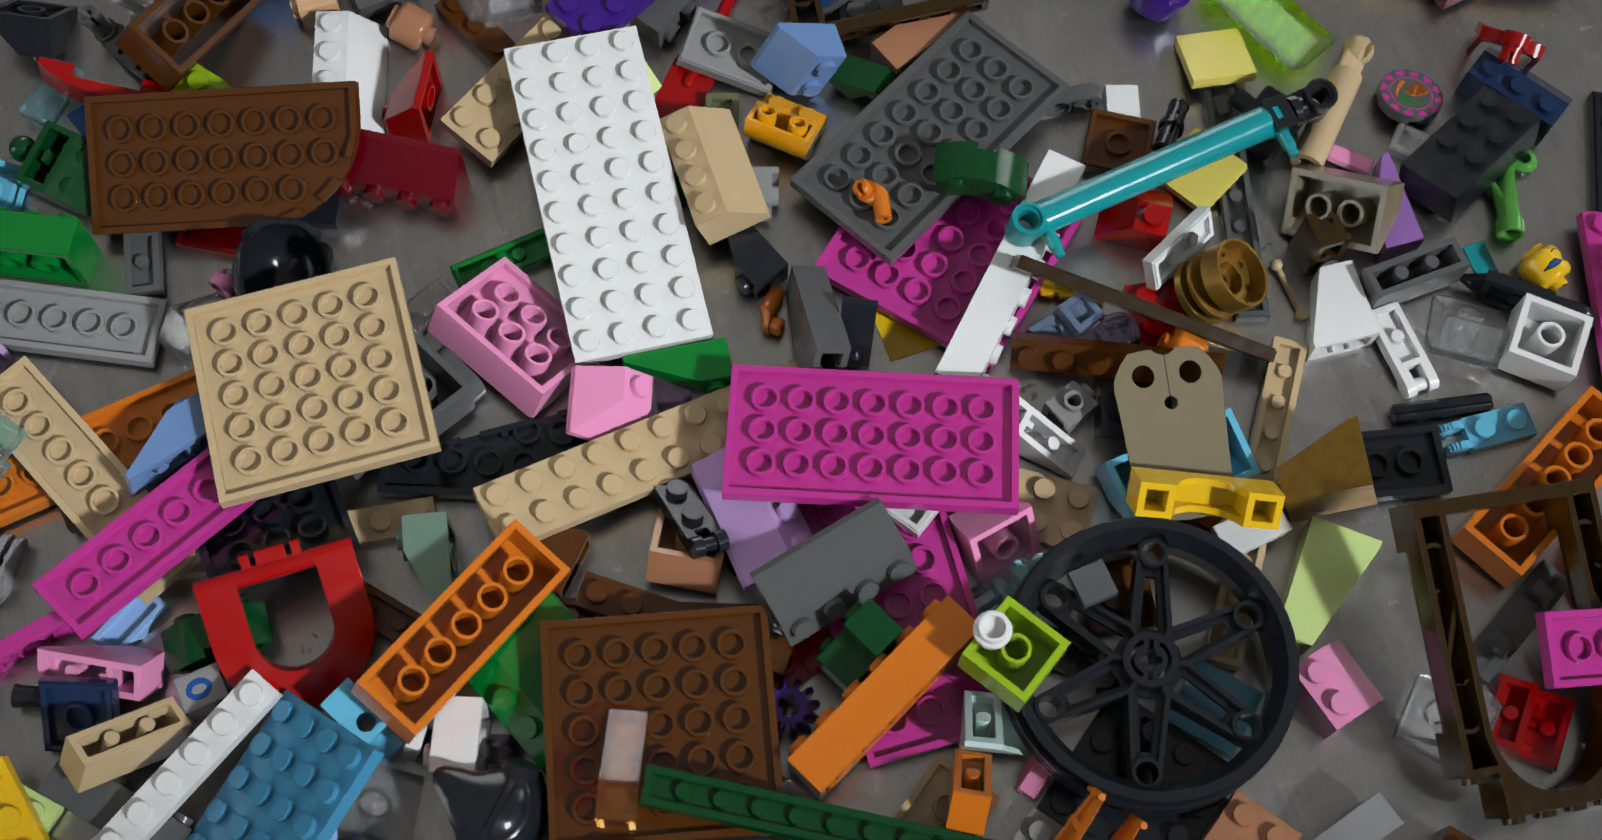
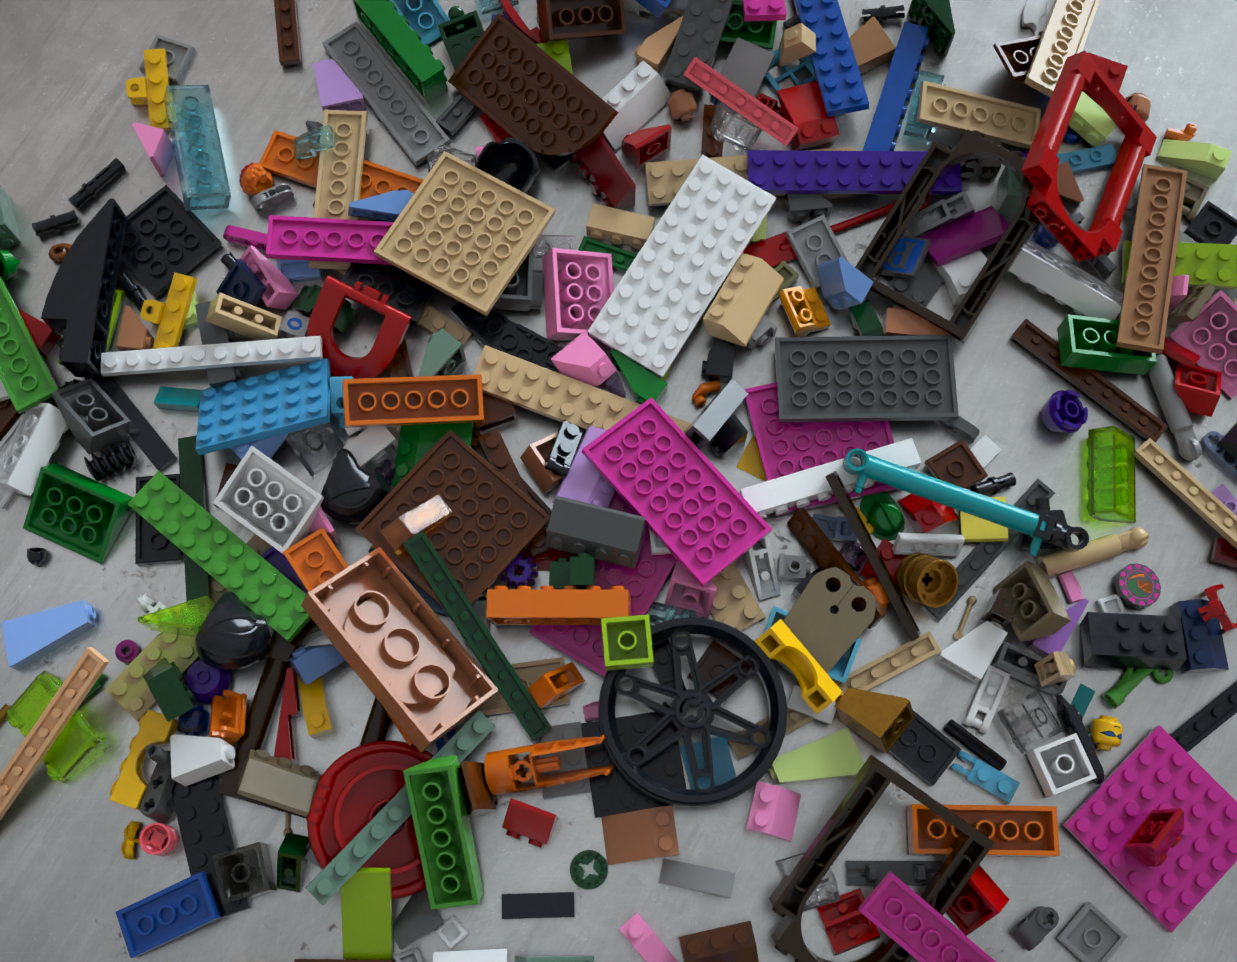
camera: 50 degrees right, 5 degrees up
(482, 218) = (619, 226): none -> tan brick
(875, 196) = (803, 381): orange arm -> none
(978, 172) = (868, 425): dark green brick -> none
(988, 726) = (591, 667): light aqua slope -> none
(992, 630) = (623, 621): white plate -> none
(1092, 584) = (701, 650): dark grey tile -> none
(1098, 261) = (883, 515): none -> green piece
(1215, 58) = (1056, 473): light yellow tile -> none
(1449, 244) = (1055, 668): none -> tan slope

